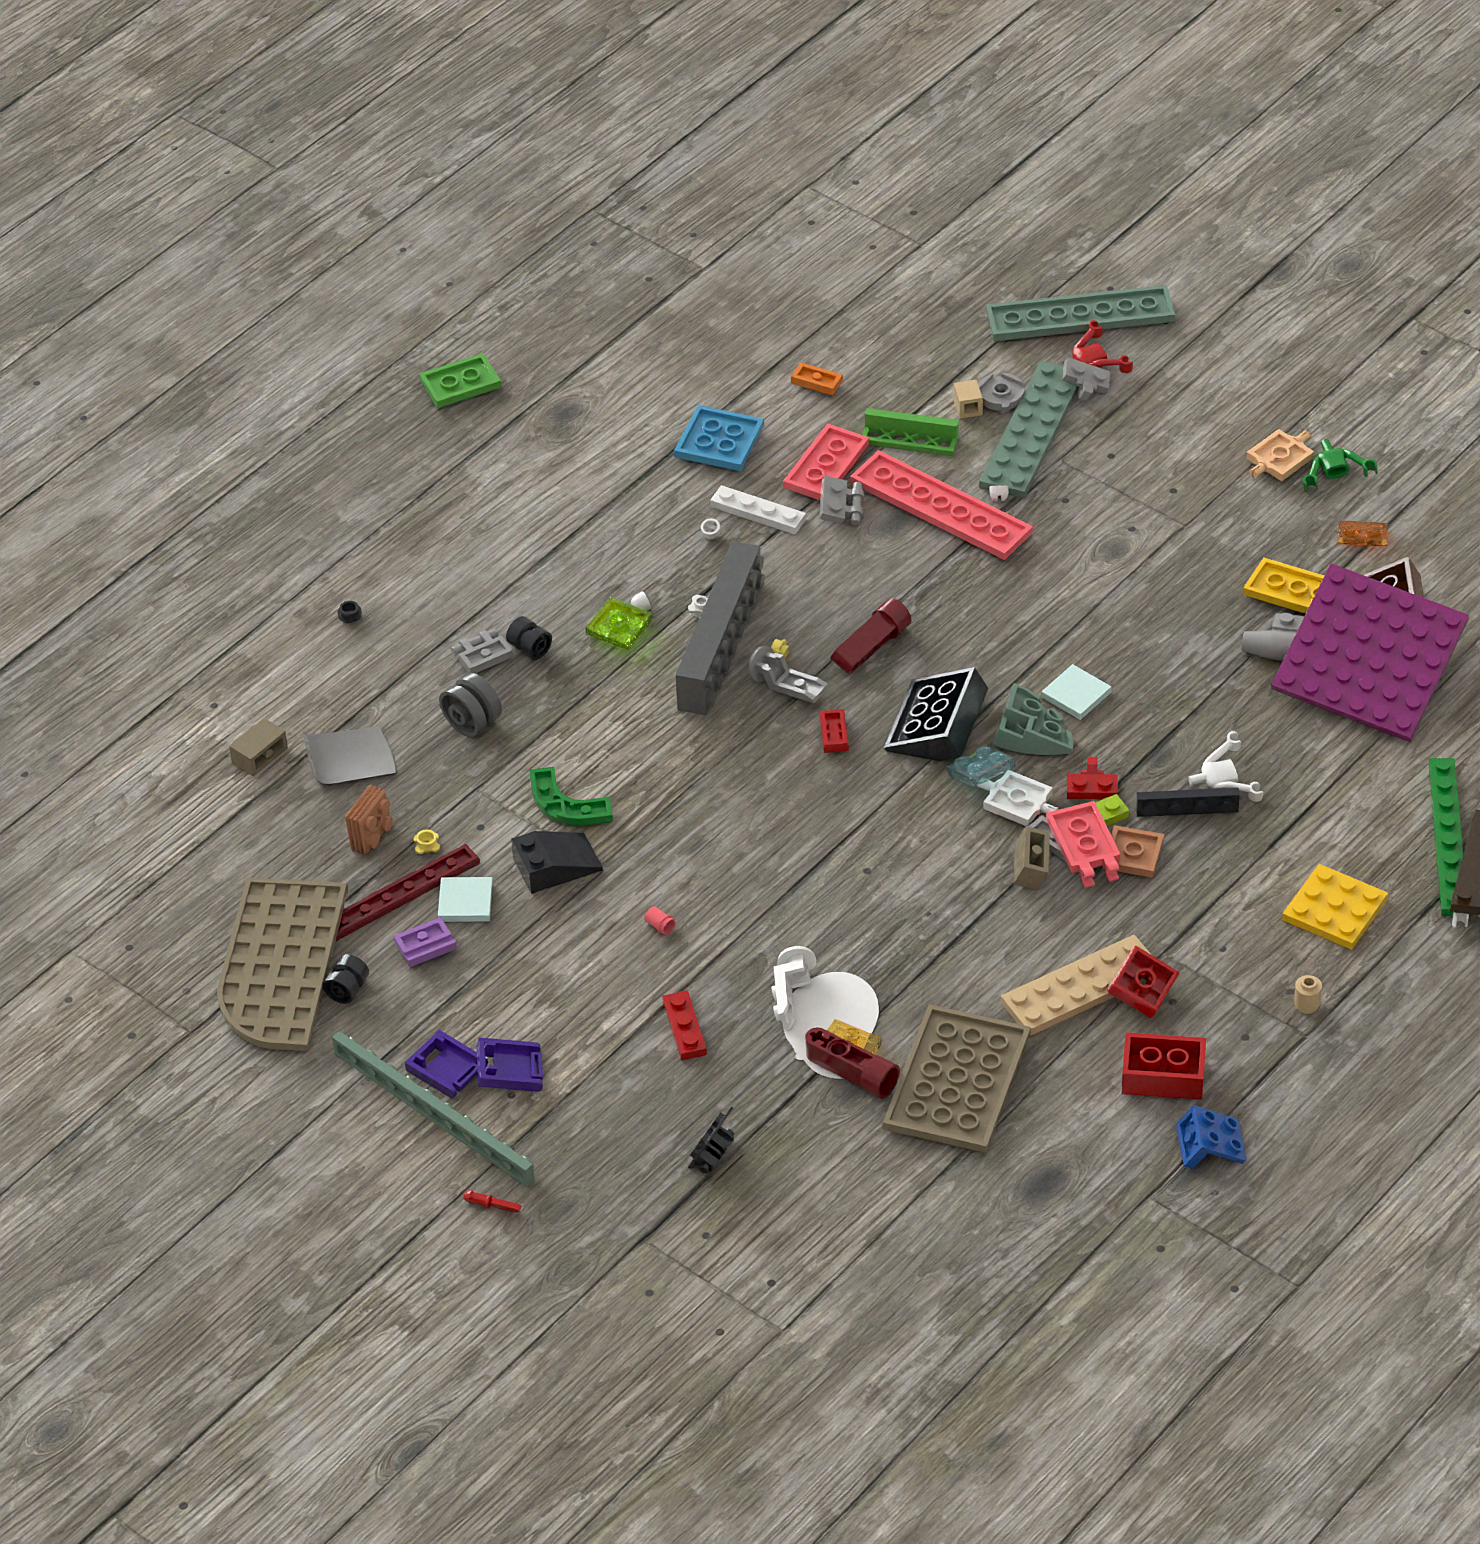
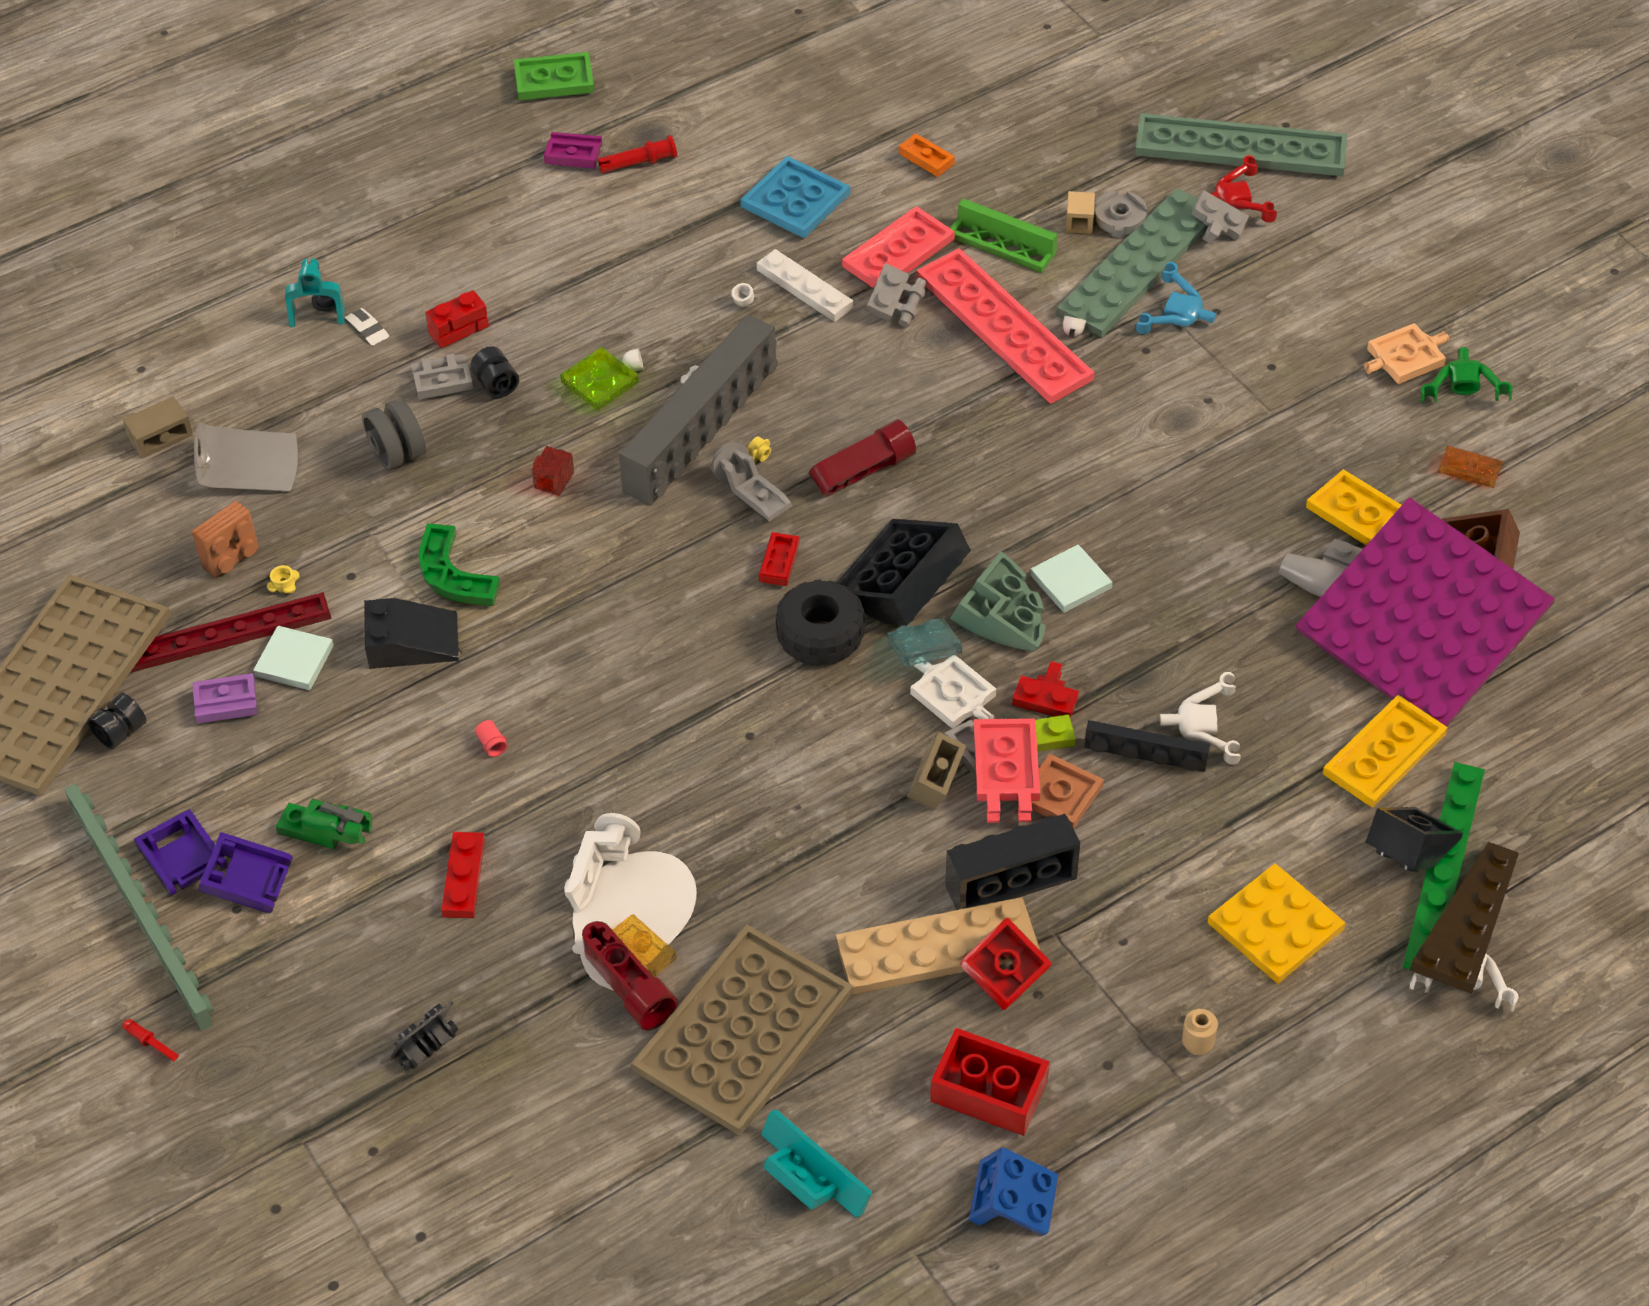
camera: 15 degrees right, 5 degrees up
(343, 599) = (311, 283): none -> teal piece
(395, 625) = (367, 326): none -> white sticker
(475, 602) = (456, 319): none -> red brick
(507, 440) = (573, 150): none -> magenta plate
(556, 1013) = (324, 823): none -> green plate
(576, 427) = (649, 152): none -> red pin
(614, 705) = (552, 470): none -> clear red brick
(890, 770) = (820, 642): none -> black tyre
(1052, 1159) = (809, 1169): none -> teal bracket
(1082, 459) = (1180, 308): none -> dark azure piece
(1120, 909) = (1013, 863): none -> black brick
(1373, 762) = (1384, 751): none -> yellow plate
(1417, 819) = (1411, 837): none -> black slope

